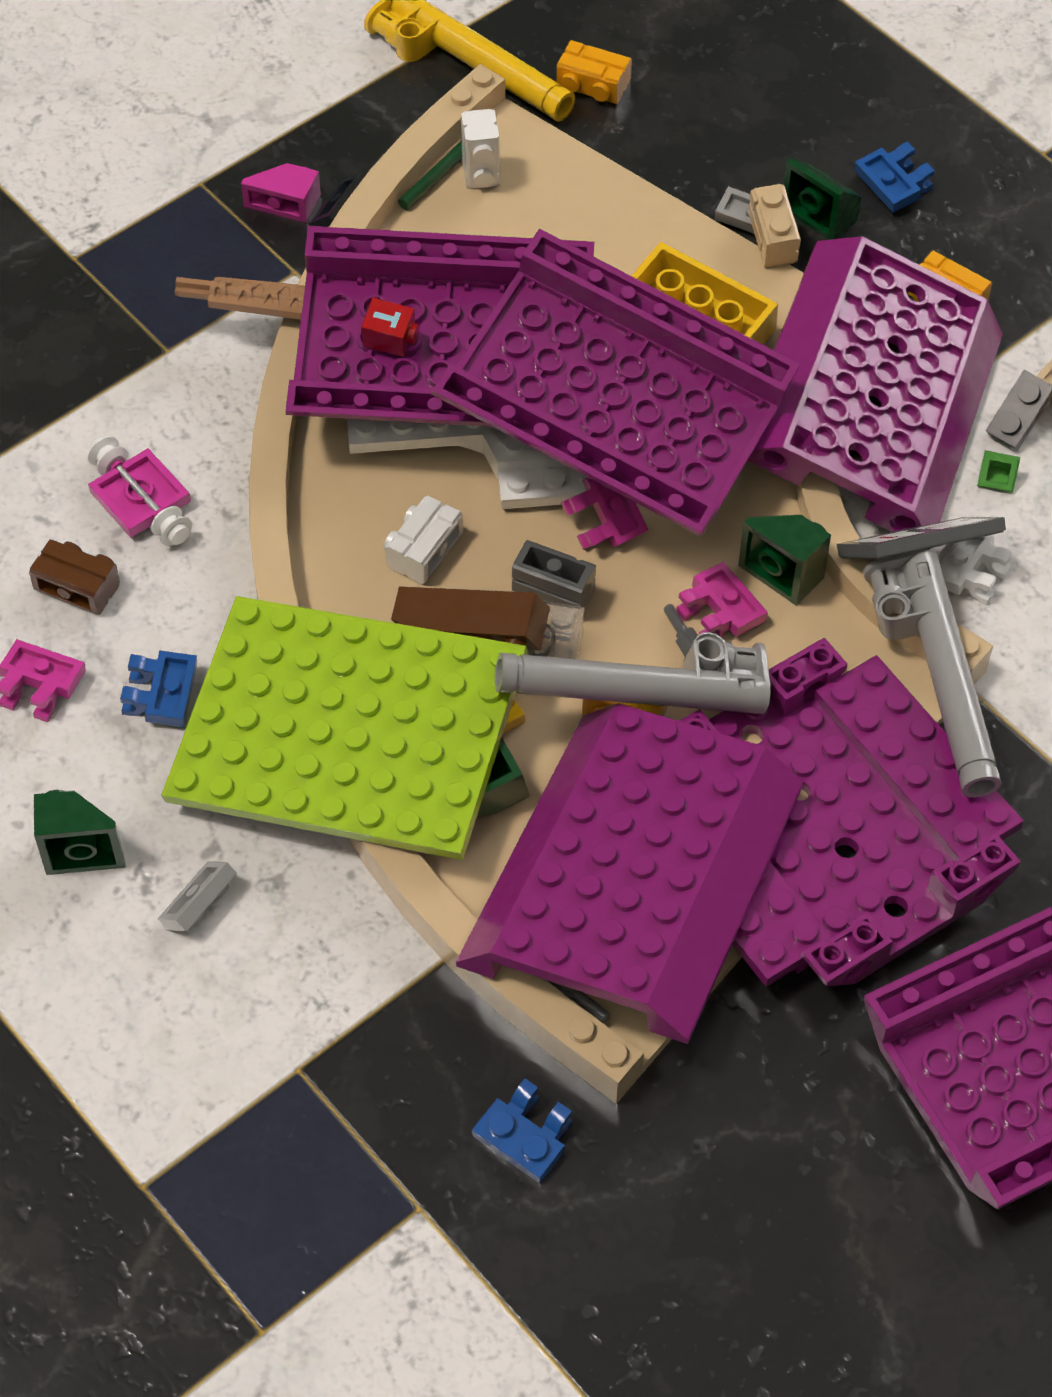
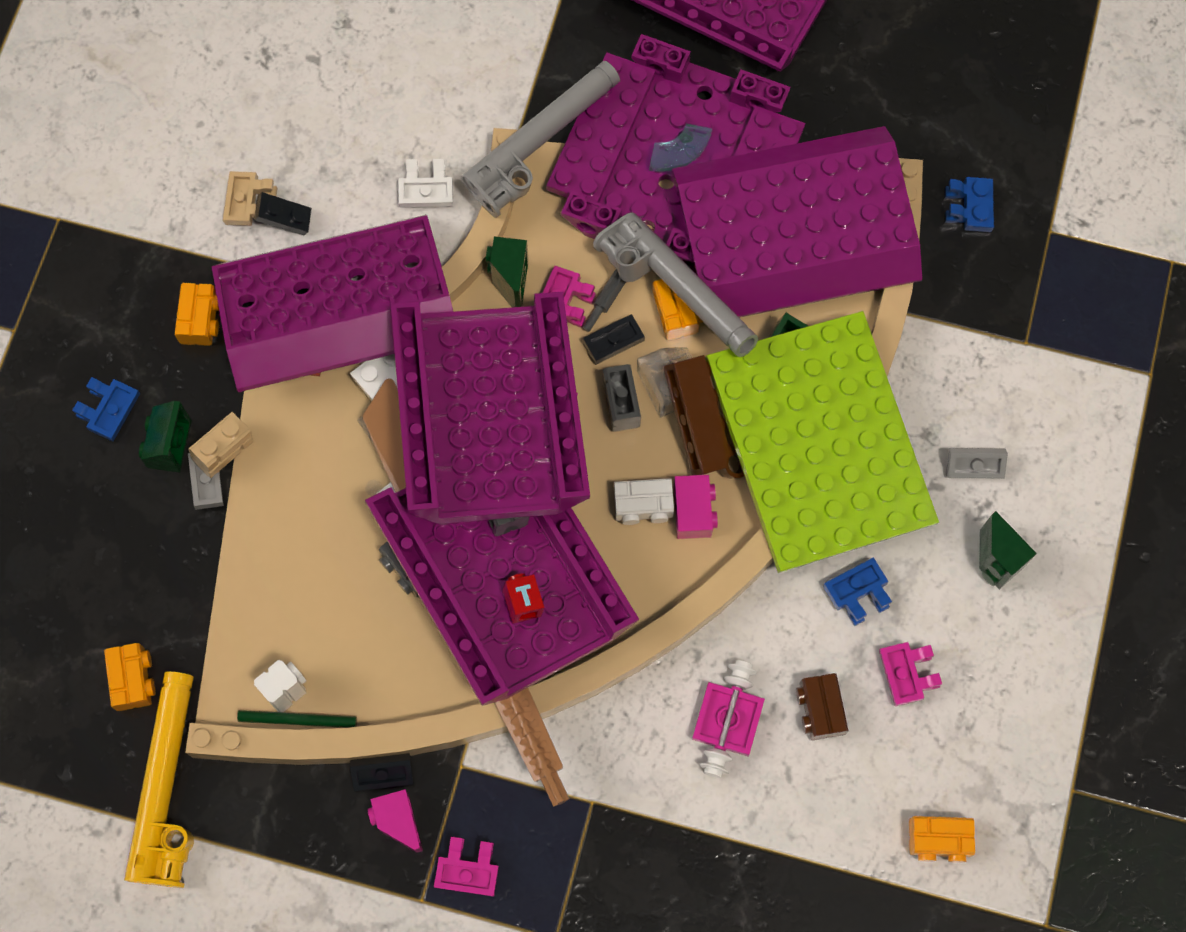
camera: 125 degrees left, 15 degrees up
(188, 215) = (465, 875): none -> dark pink plate
(375, 575) = (693, 506): none -> dark pink brick
(633, 622) = (613, 339): none -> black plate
(709, 292) = (332, 446): yellow slope -> none
(826, 821) = (680, 150): none -> clear light blue tile
(921, 537) = (449, 196): dark grey tile -> none
(998, 471) = (338, 208): bright green slope -> none

